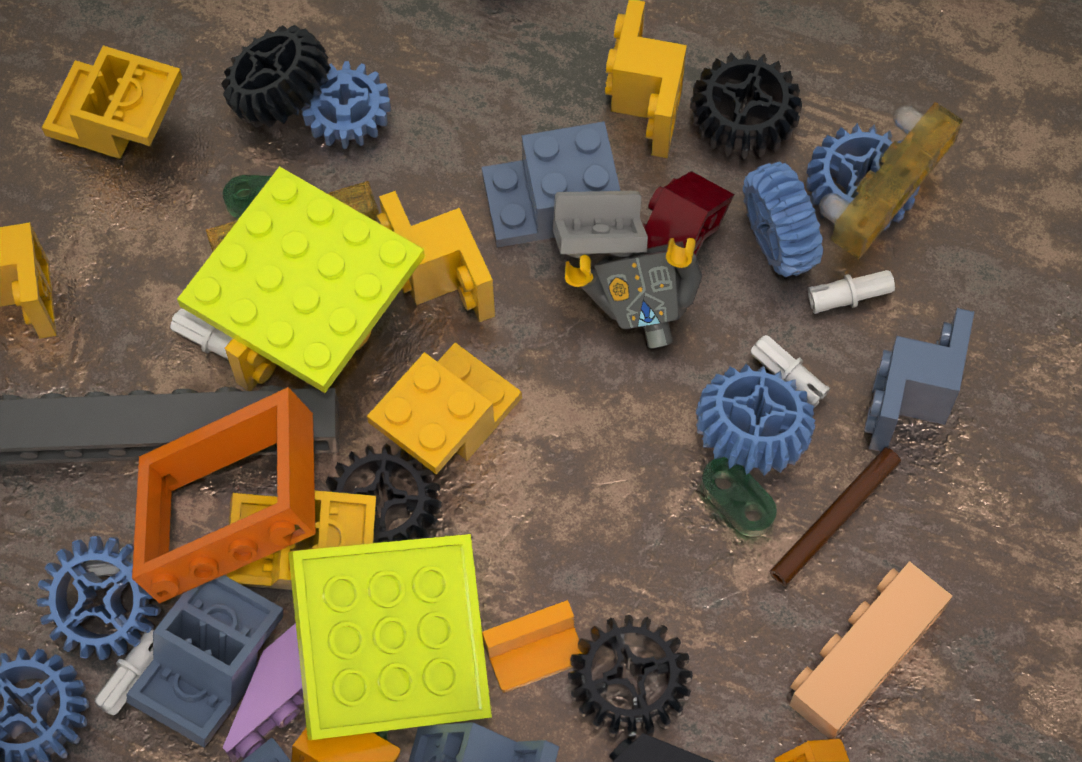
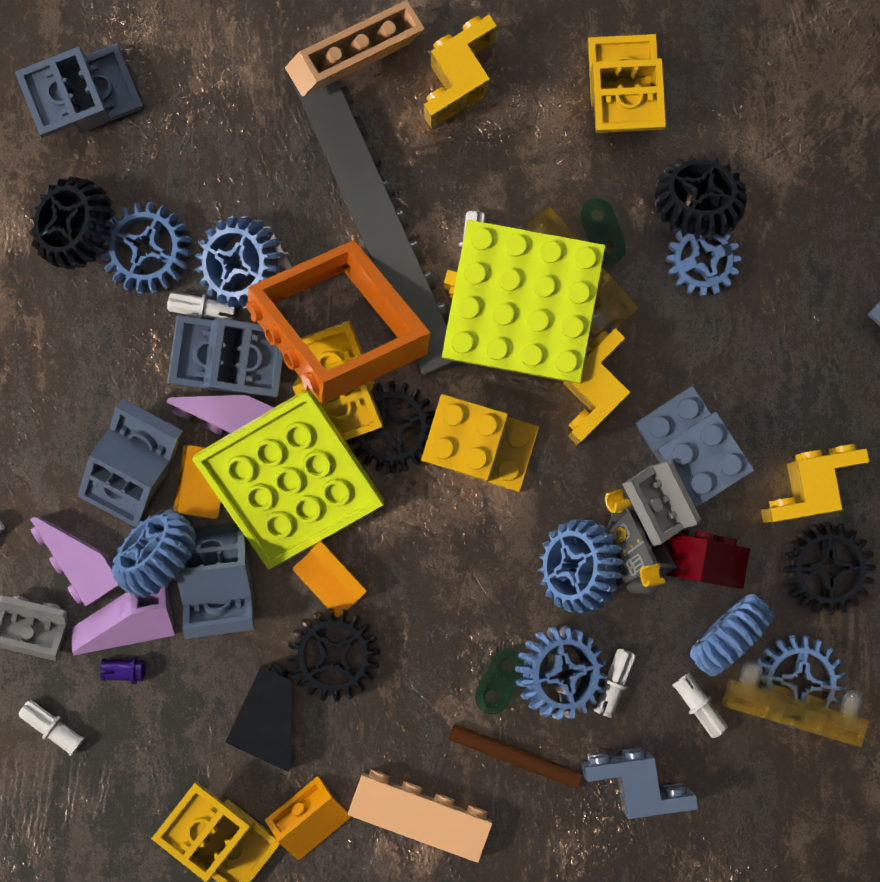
camera: 70 degrees right, 20 degrees up
(637, 380) = (572, 564): none -> medium blue gear

